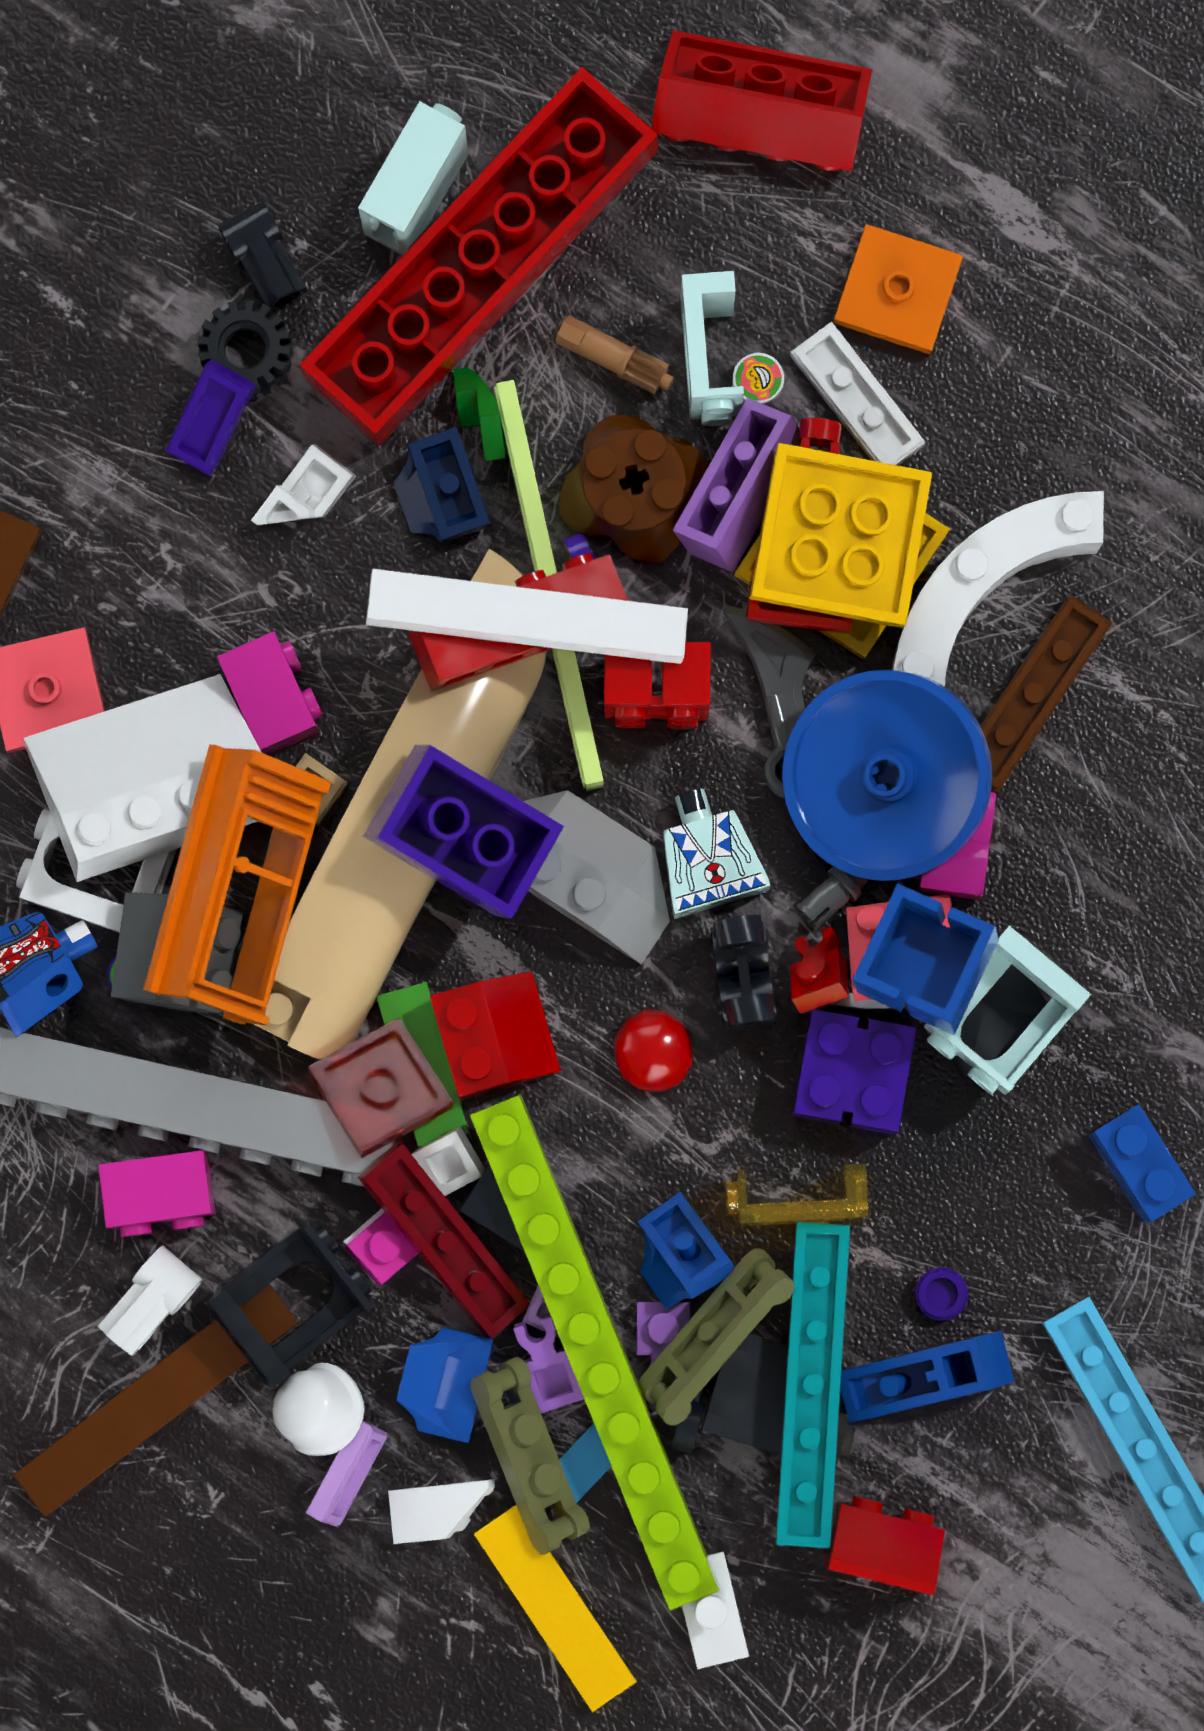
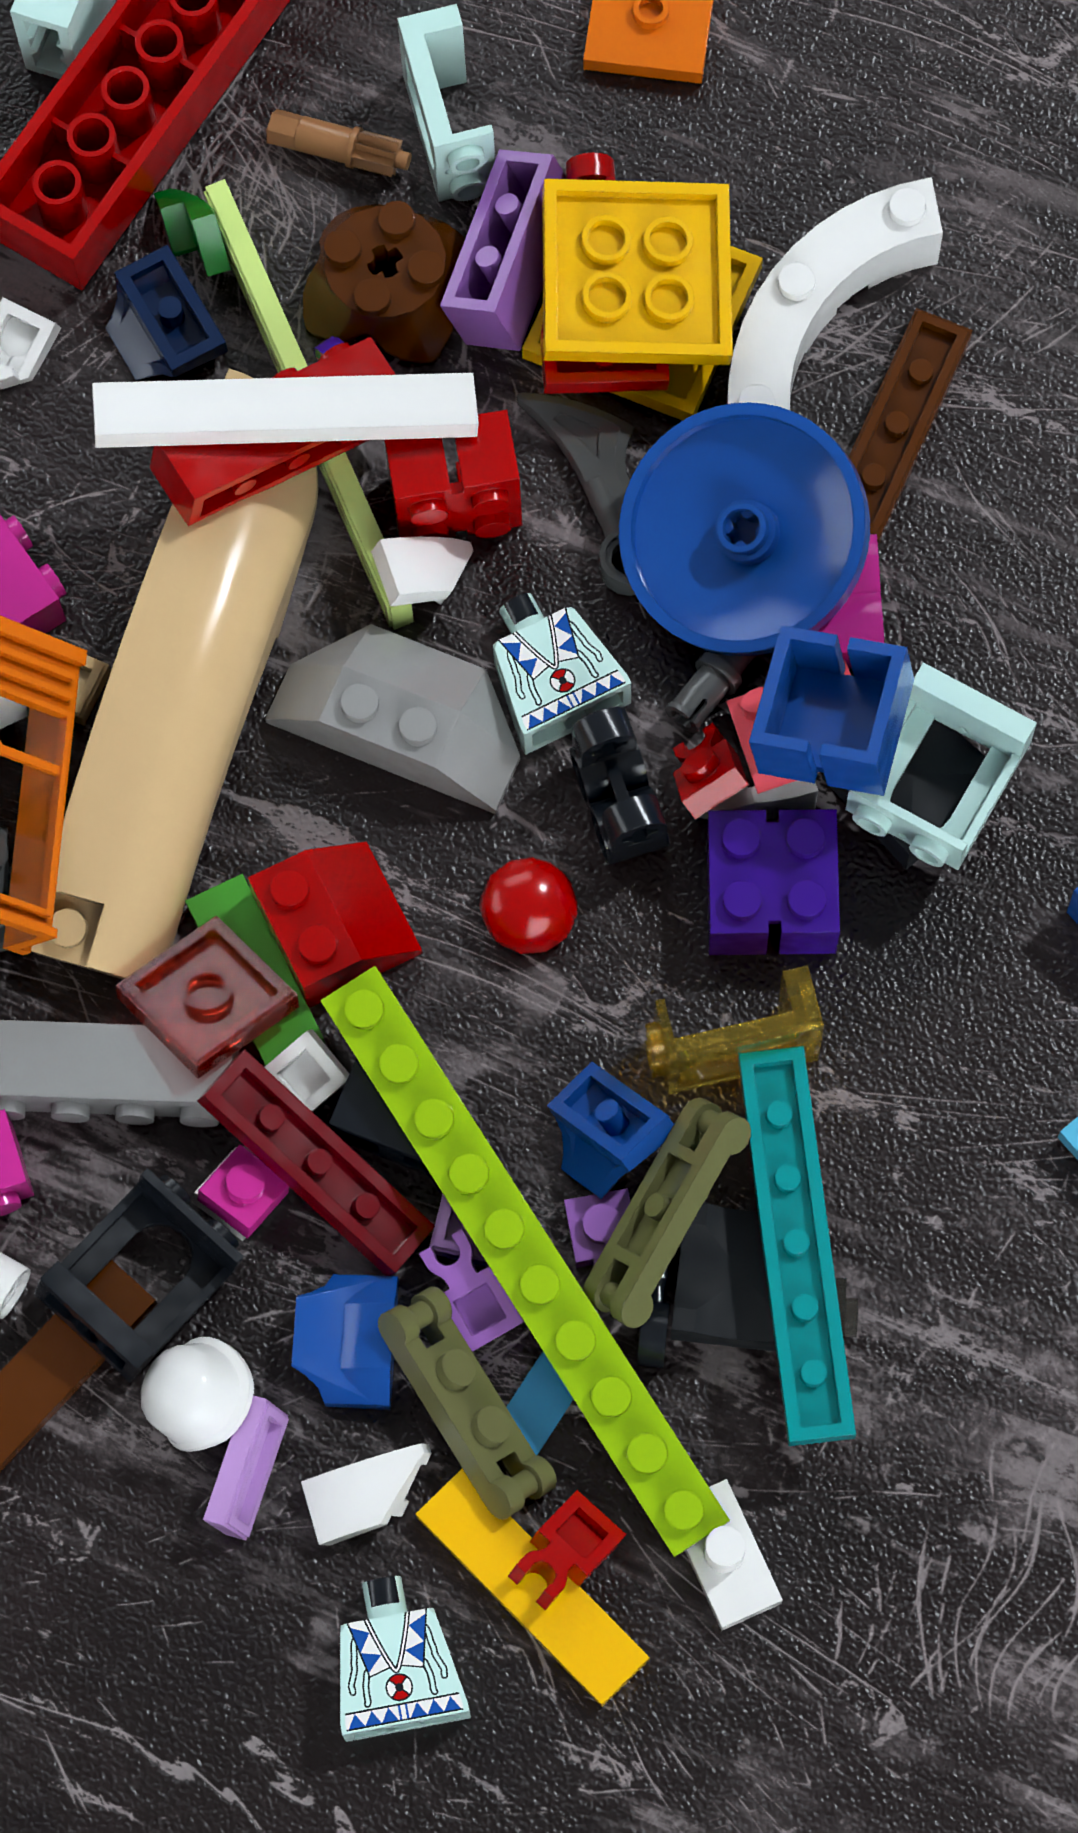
camera: 10 degrees left, 10 degrees down
(437, 1654) = (396, 1668): none -> torso
(463, 831) = (253, 666): dark purple brick -> none
(591, 1584) = (569, 1546): none -> red plate
(617, 754) = (420, 567): none -> white slope
(760, 377) = (513, 131): tile -> none
(856, 397) = (610, 125): white tile -> none
(886, 1547) = (924, 1432): red slope -> none
(926, 1377) = (932, 1221): blue slope -> none
(941, 1294) = (929, 1126): dark purple tile -> none

